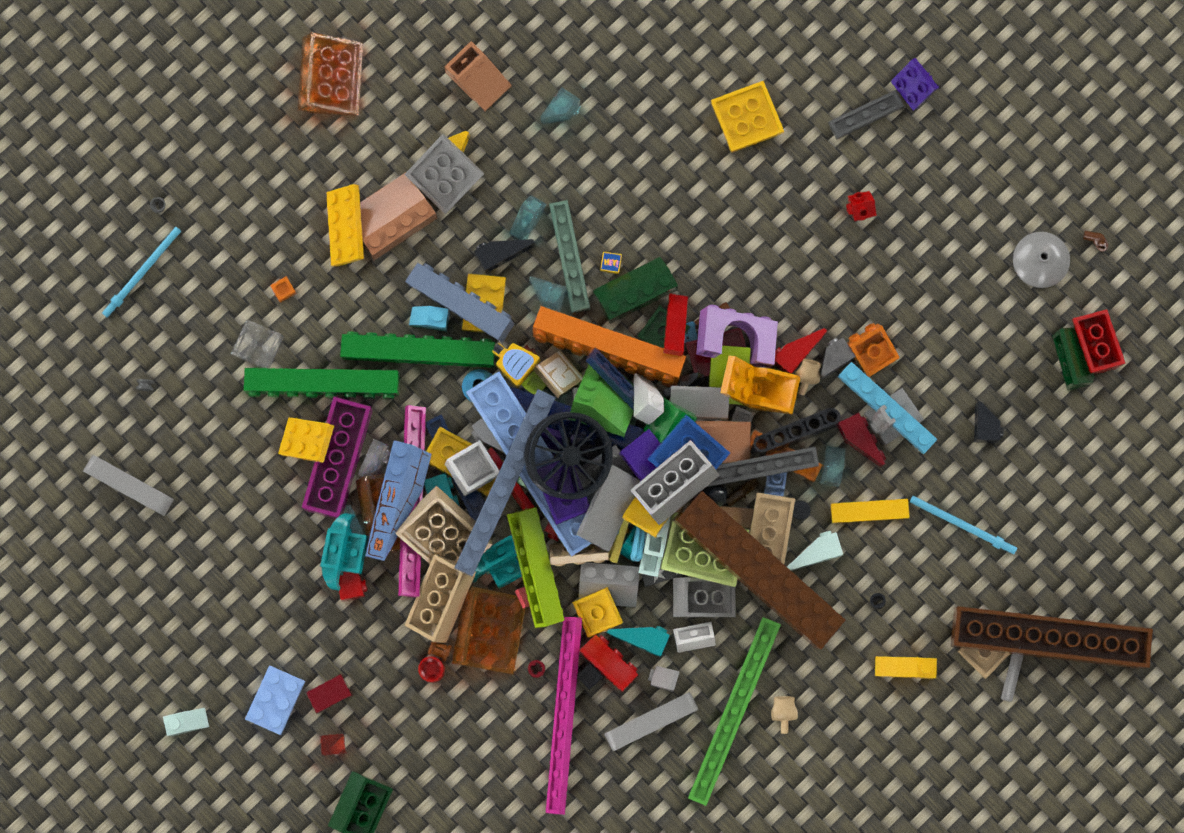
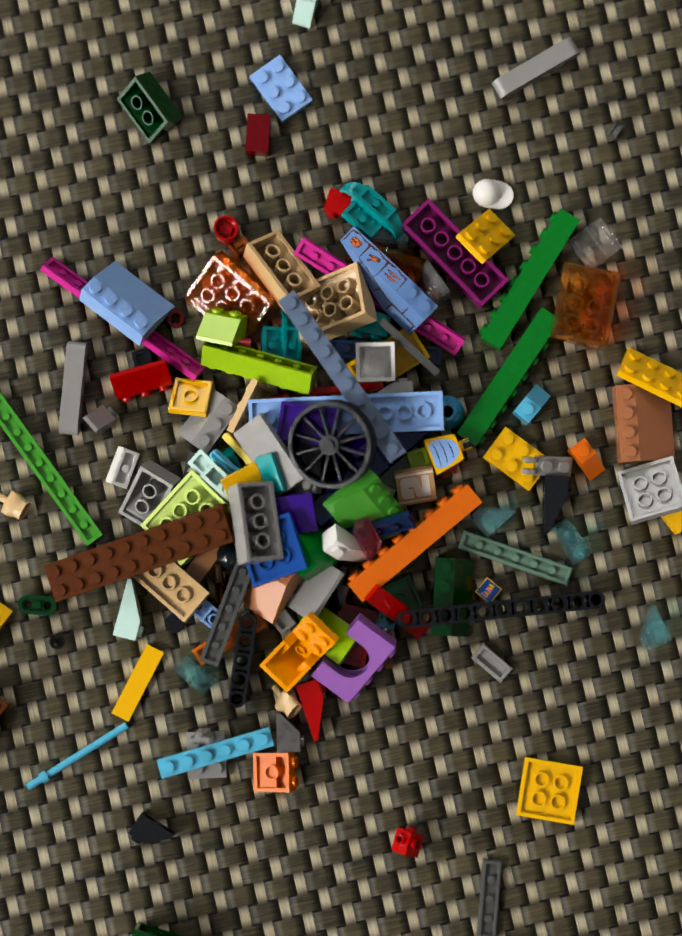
camera: 120 degrees right, 5 degrees up
(263, 458) = (492, 194): none -> white cap
(283, 289) = (632, 294): orange tile -> none
(317, 319) = (585, 306): none -> clear orange slope
(333, 744) = (213, 113): clear red panel -> none
(441, 451) = (409, 346): none -> dark grey tile
(449, 245) = (586, 459): none -> orange slope
(460, 302) = (528, 436): sand blue brick -> none
(474, 272) = (548, 465): none -> light grey hinge
(520, 619) = (222, 327): none -> lime slope
(548, 718) = (125, 302): none -> light blue slope
(622, 497) = (270, 471): none -> teal tile
(624, 248) = (492, 609): none -> black beam
(629, 383) = (367, 537): none -> clear pink slope
(645, 638) = (145, 424): teal slope -> none
(670, 224) = (491, 663): none -> light grey tile
(856, 435) = (210, 711): dark red slope -> none
(856, 637) = (38, 605): none -> dark green plate

